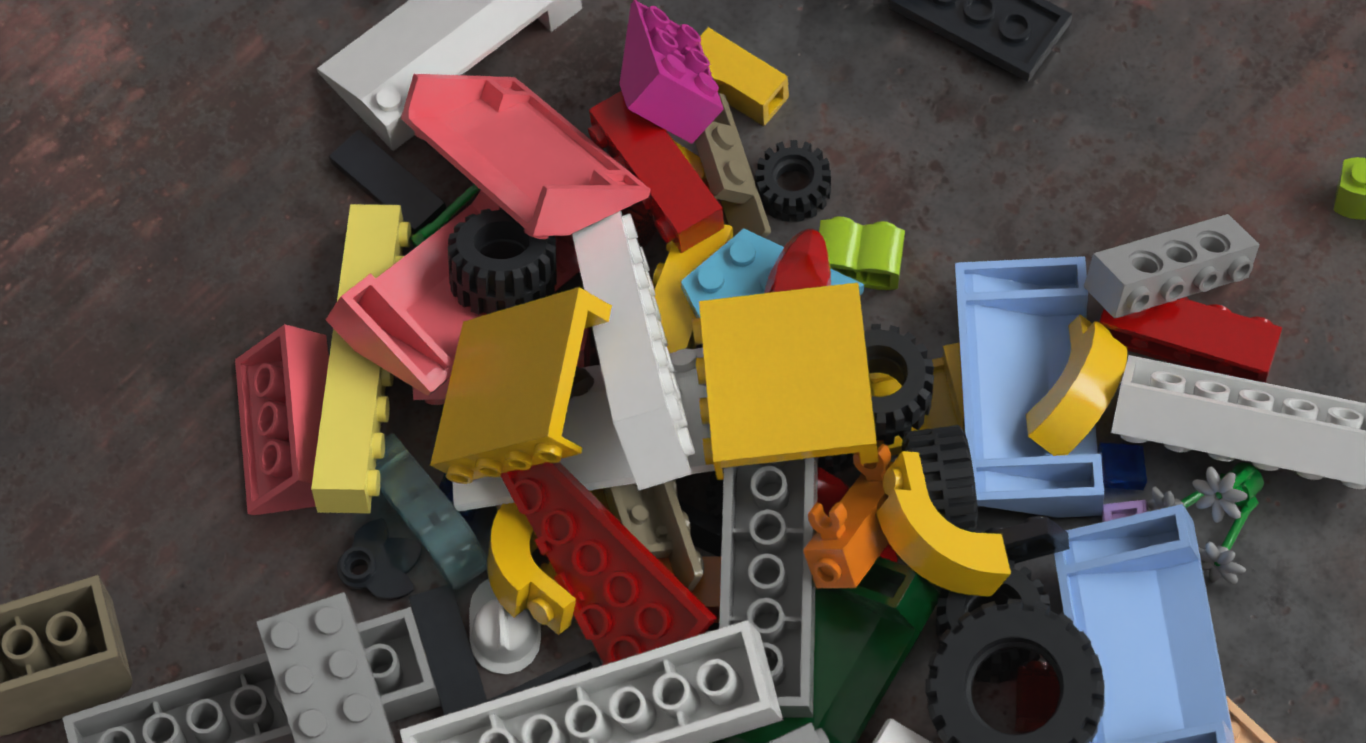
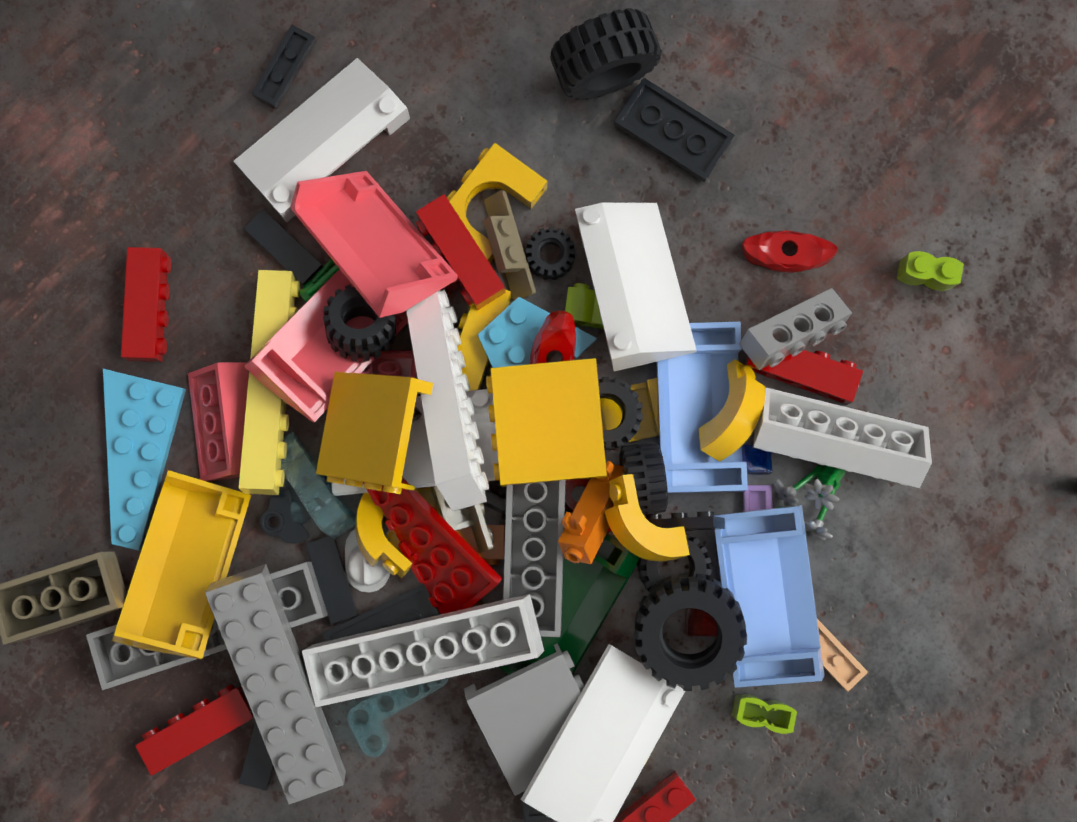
camera: 10 degrees left, 20 degrees up
(154, 455) = (138, 436): none -> medium azure wing
(176, 261) = (145, 304): none -> red brick
(200, 644) = (182, 553): none -> yellow slope
(667, 74) = (468, 186): dark pink slope -> none
(921, 209) = (634, 283): none -> white slope
(1127, 172) = (766, 251): none -> red piece

